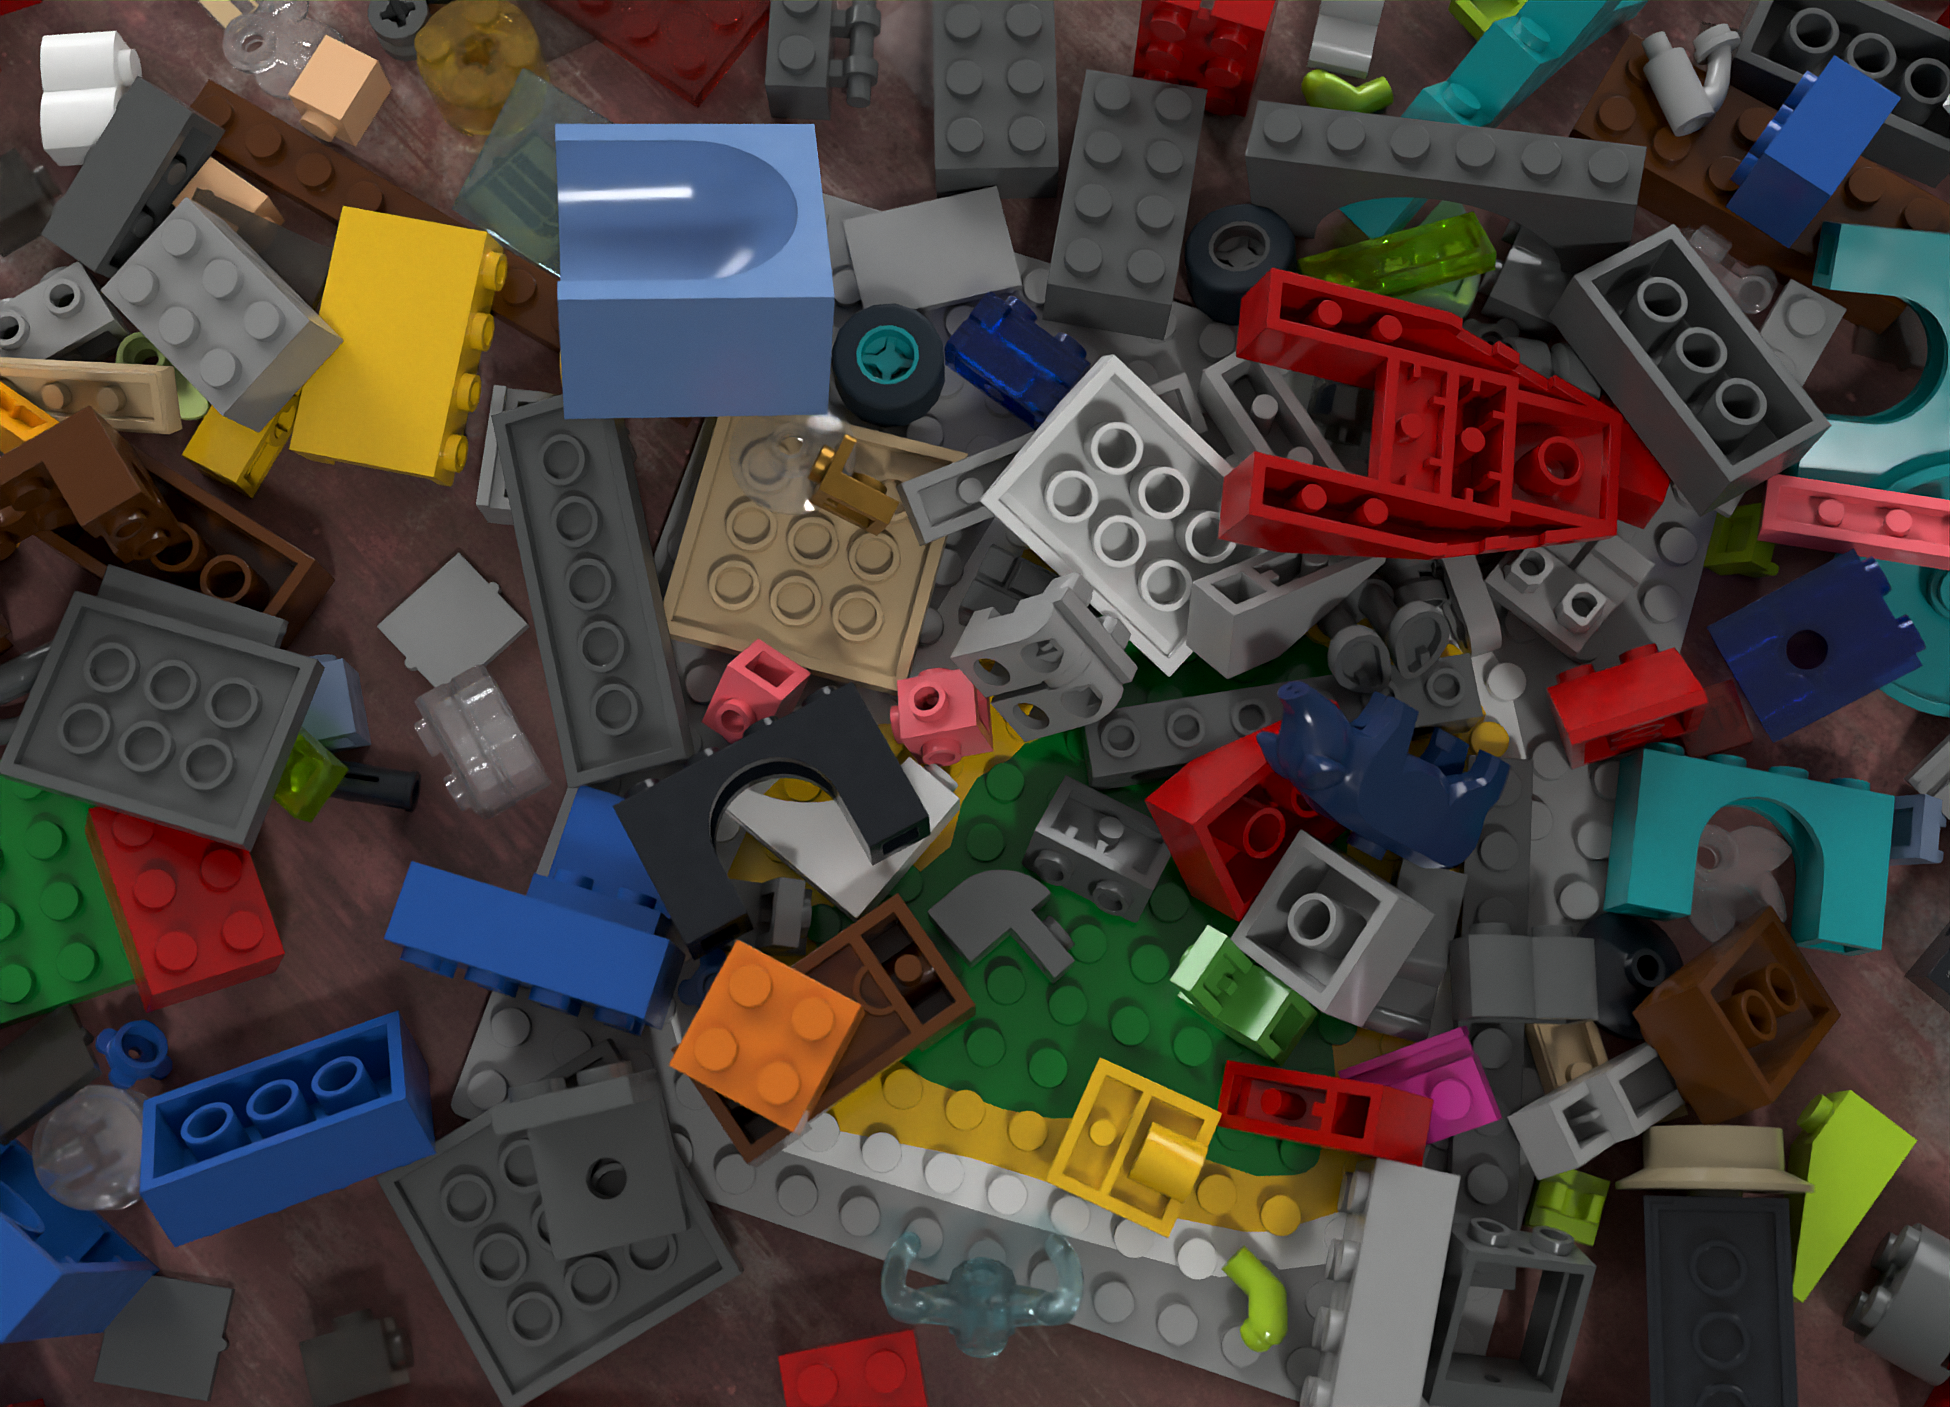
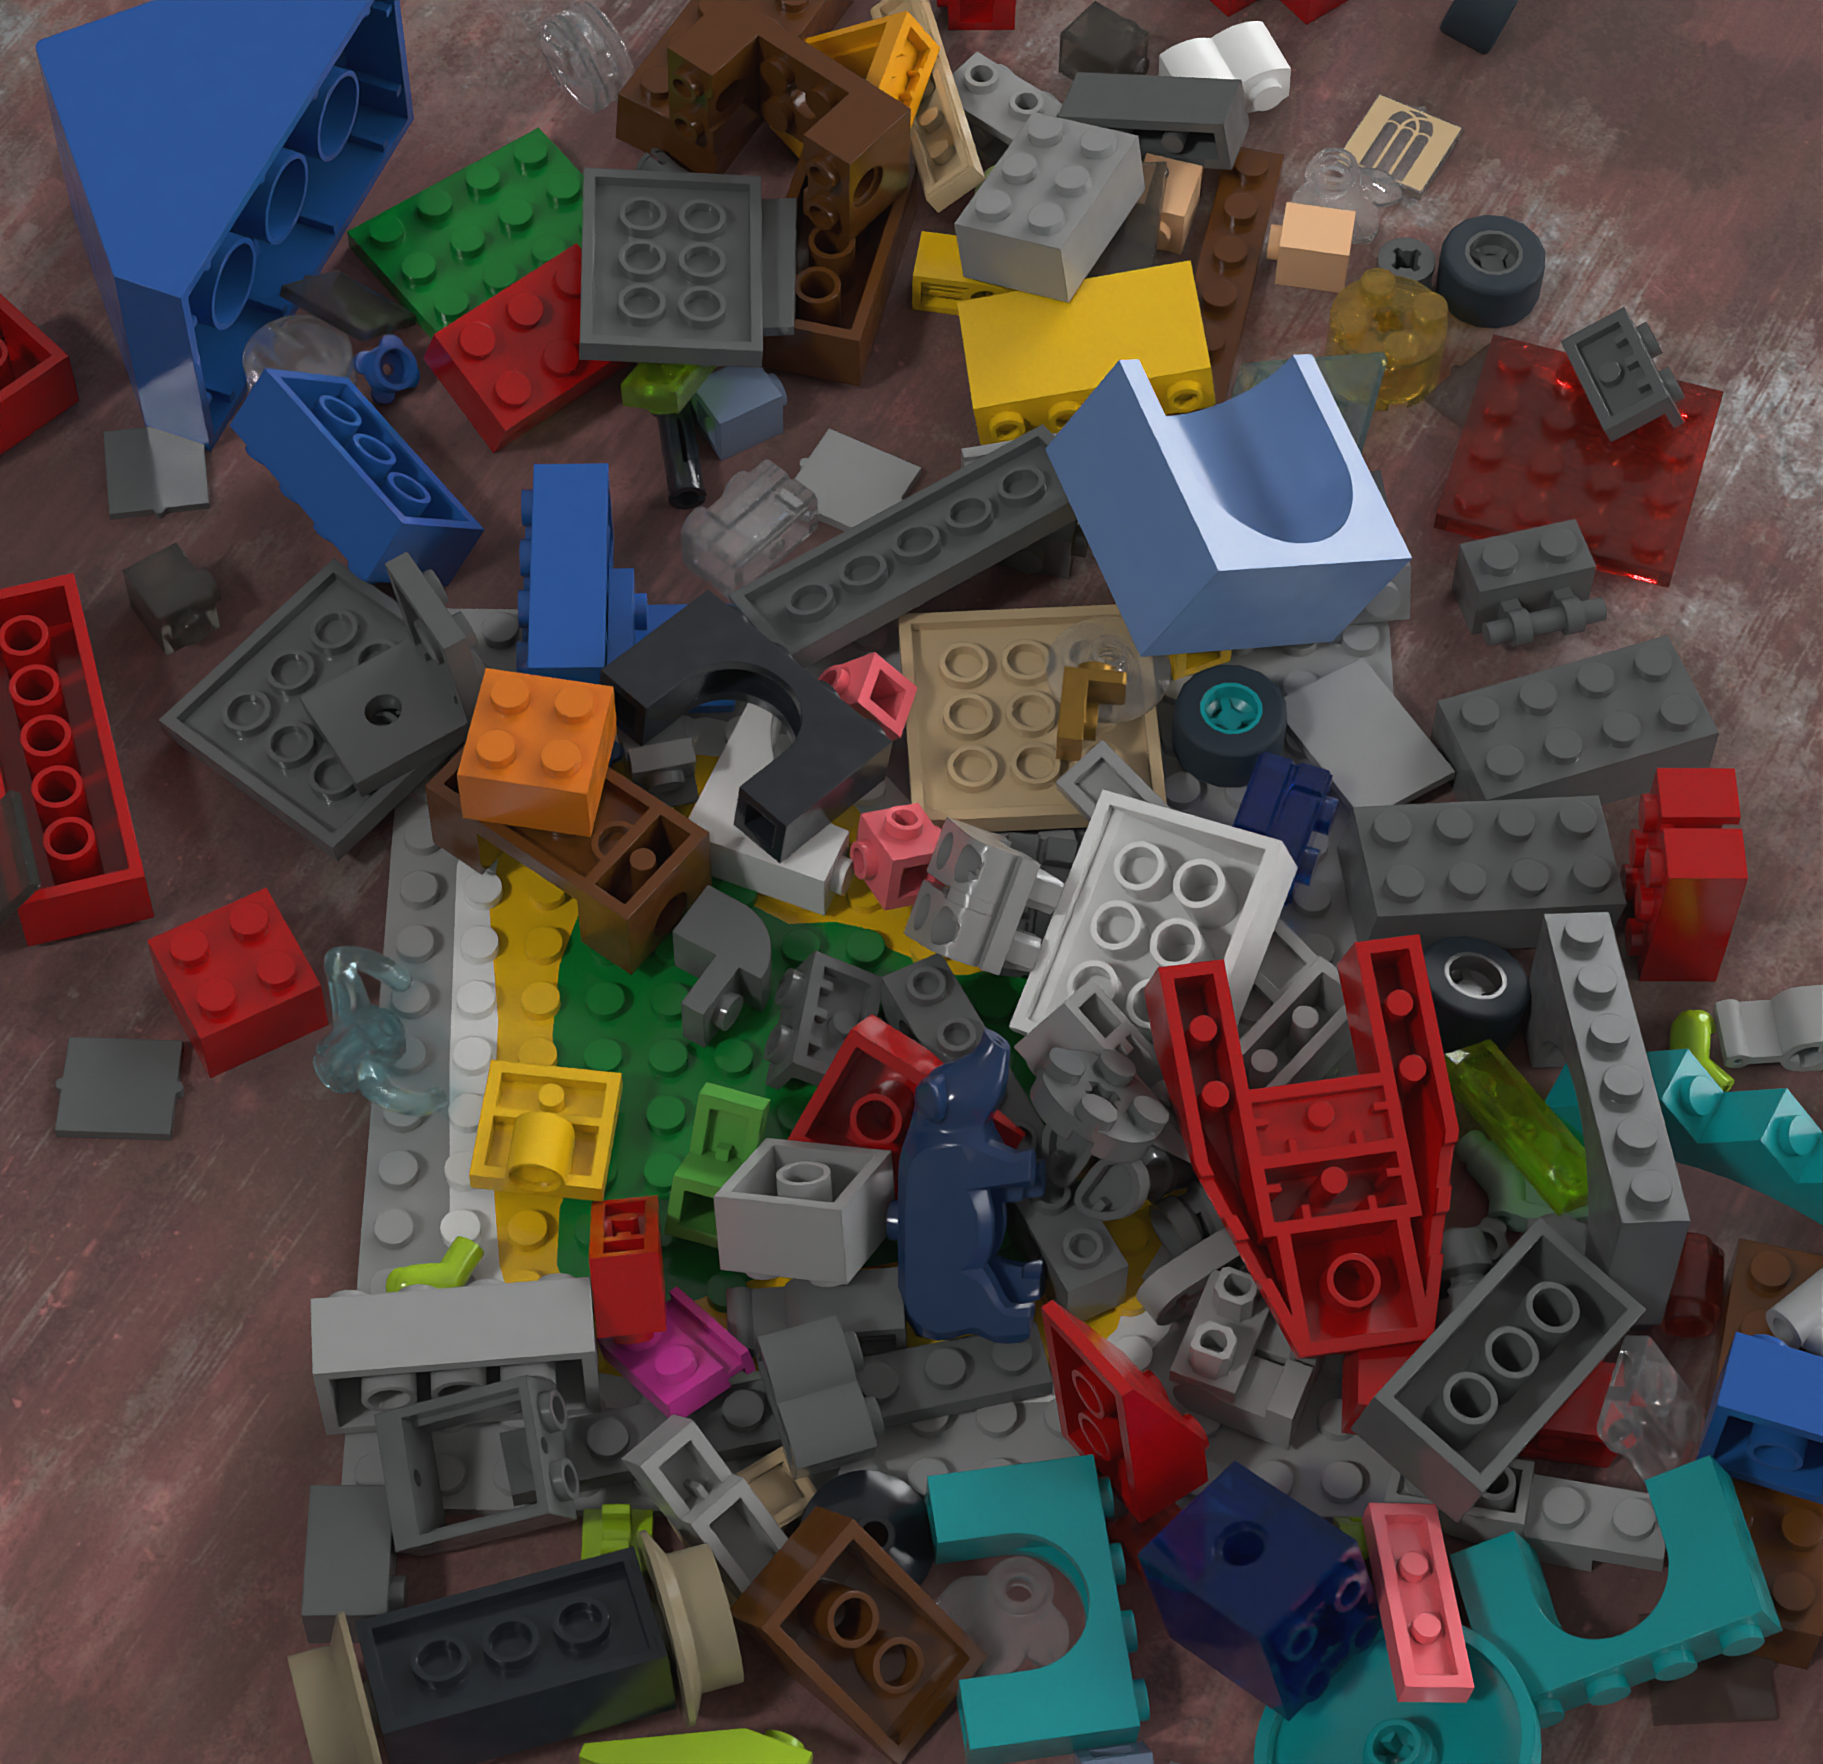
camera: 70 degrees right, 20 degrees down
(1368, 593) = (1098, 1102): none -> dark grey plate

